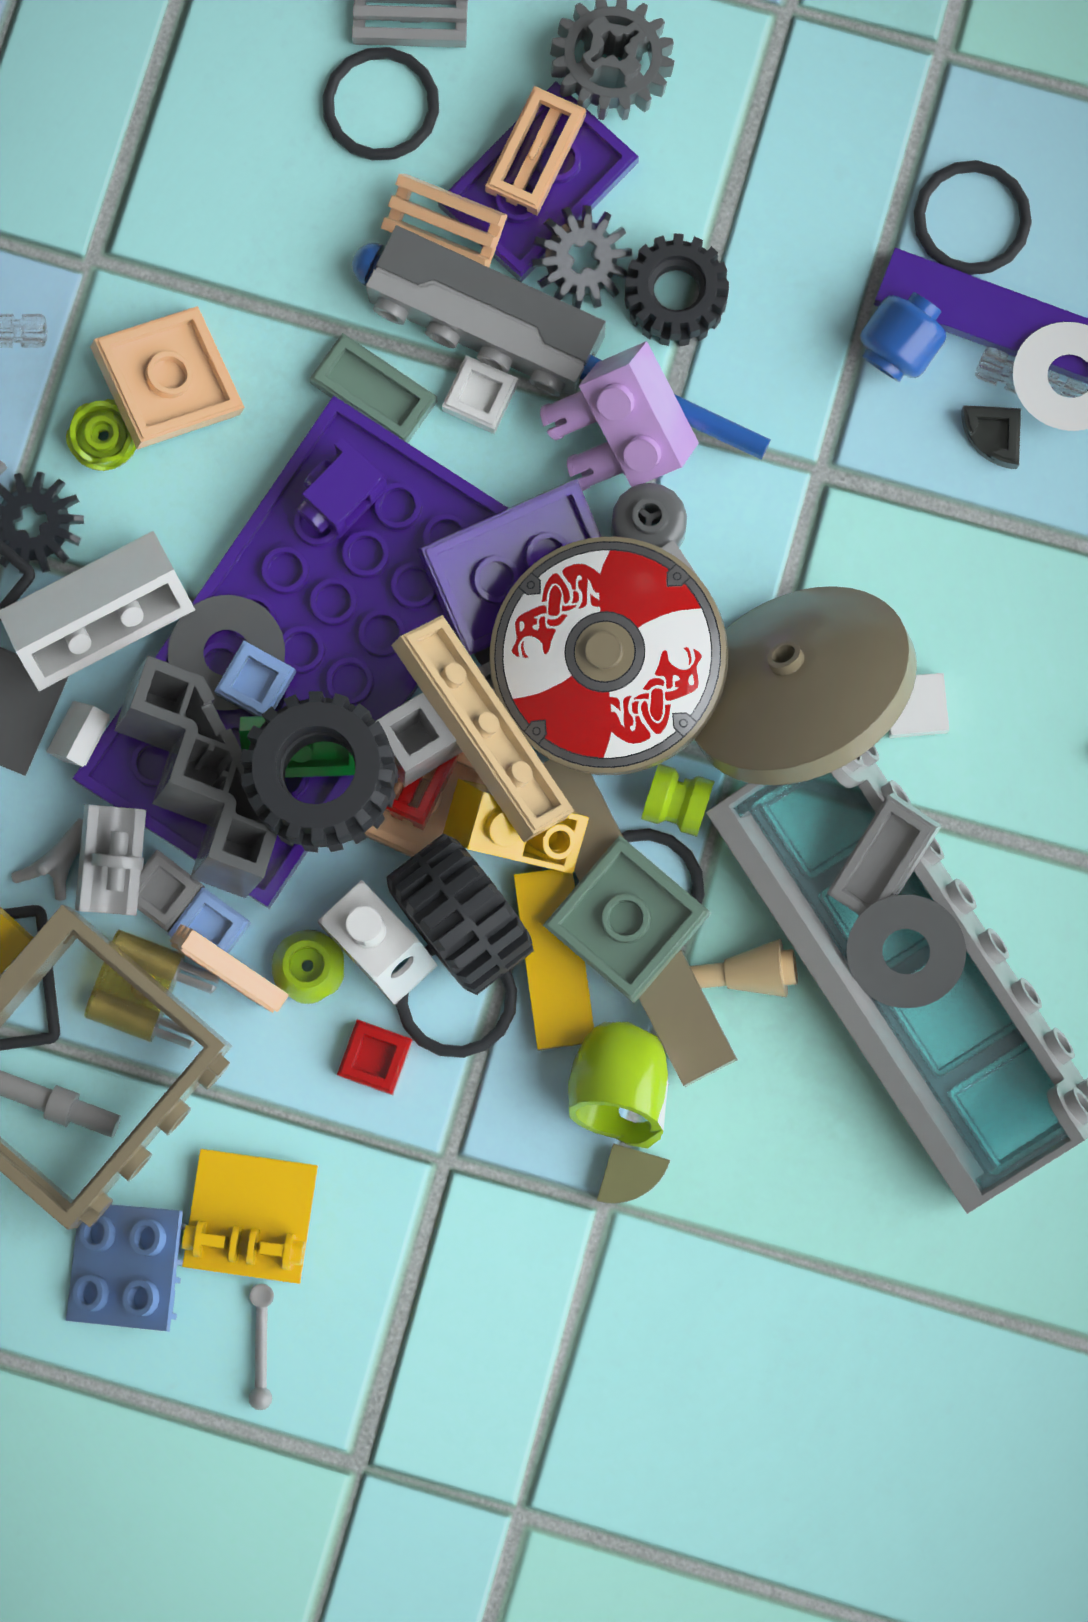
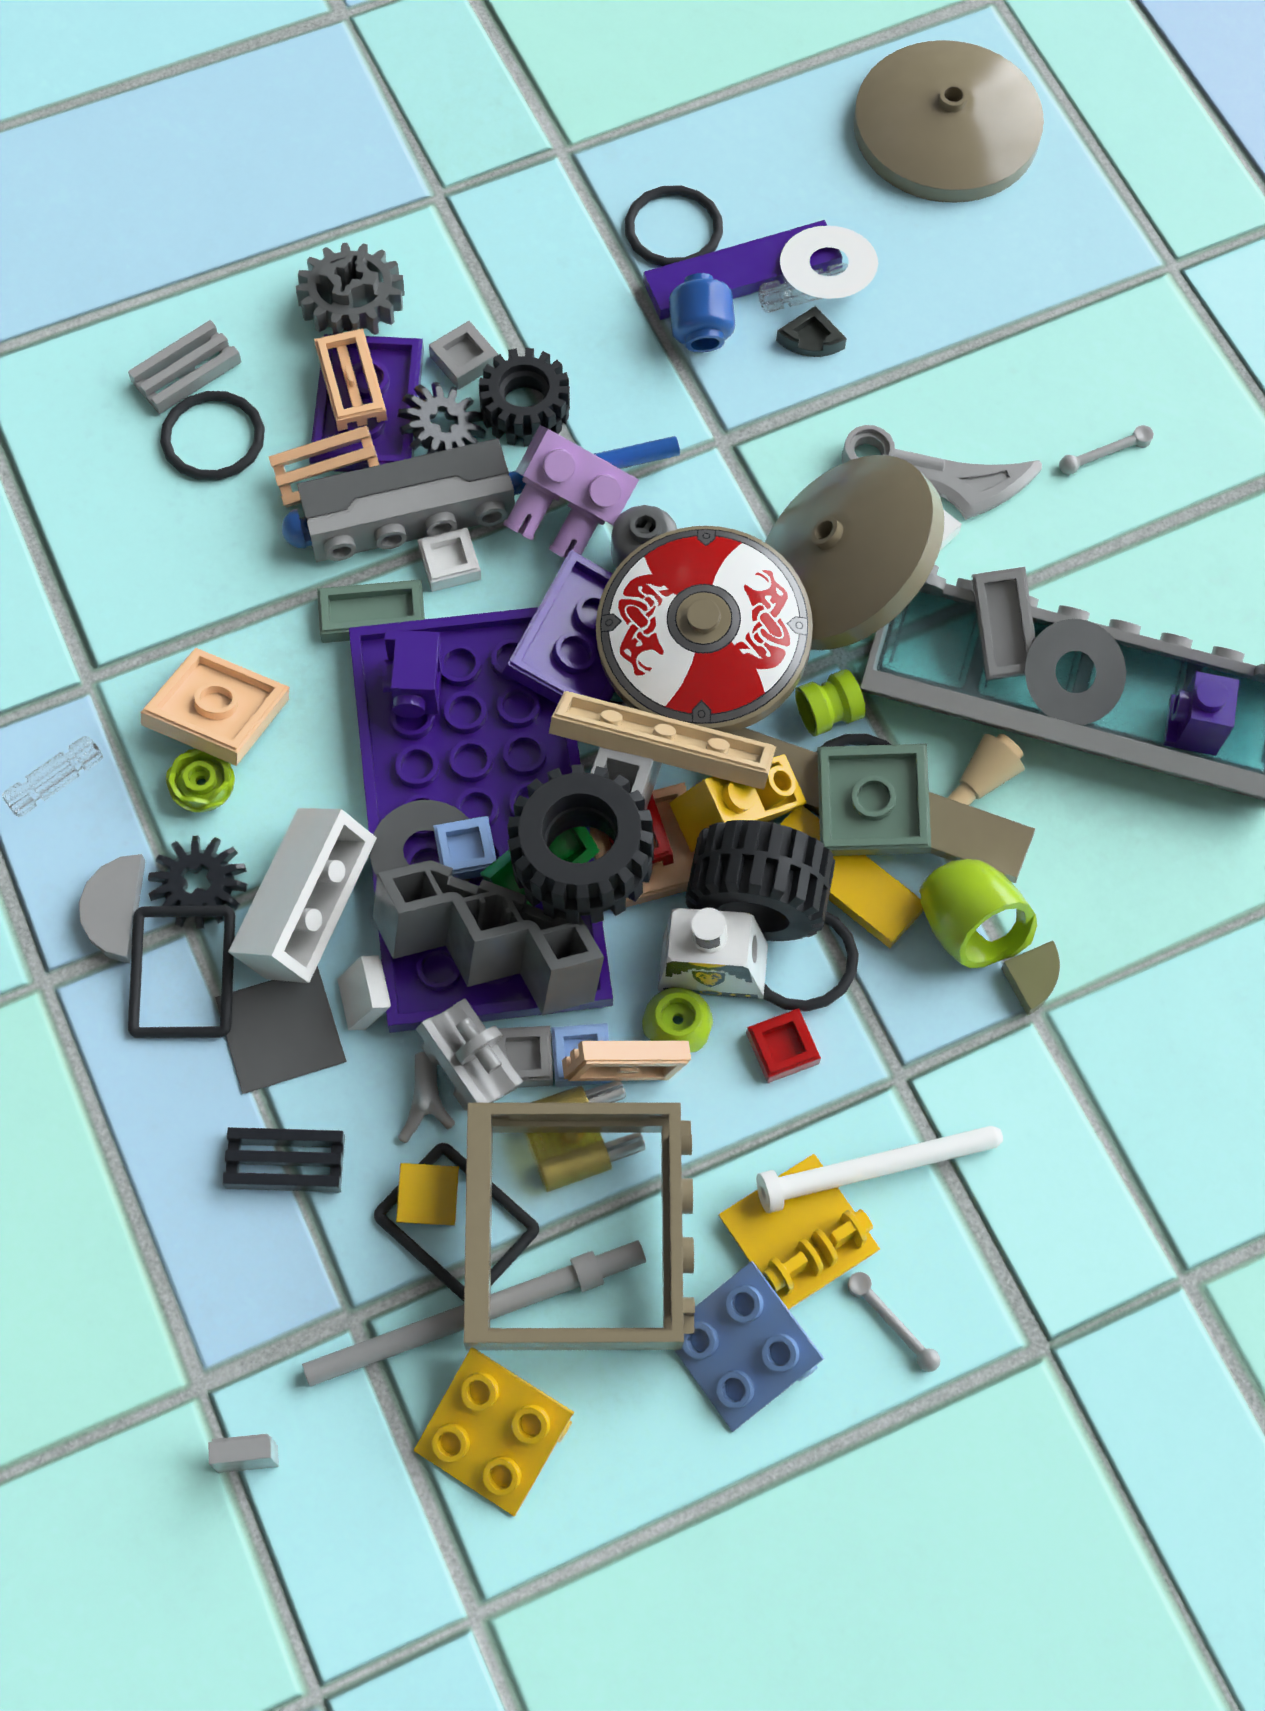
camera: 45 degrees left, 15 degrees down
(355, 1218) = (776, 1189): none -> white bar
(664, 200) = (462, 354): none -> light grey tile
(974, 1080) = (1202, 714): none -> dark purple brick
(993, 695) = (965, 485): none -> light grey piece

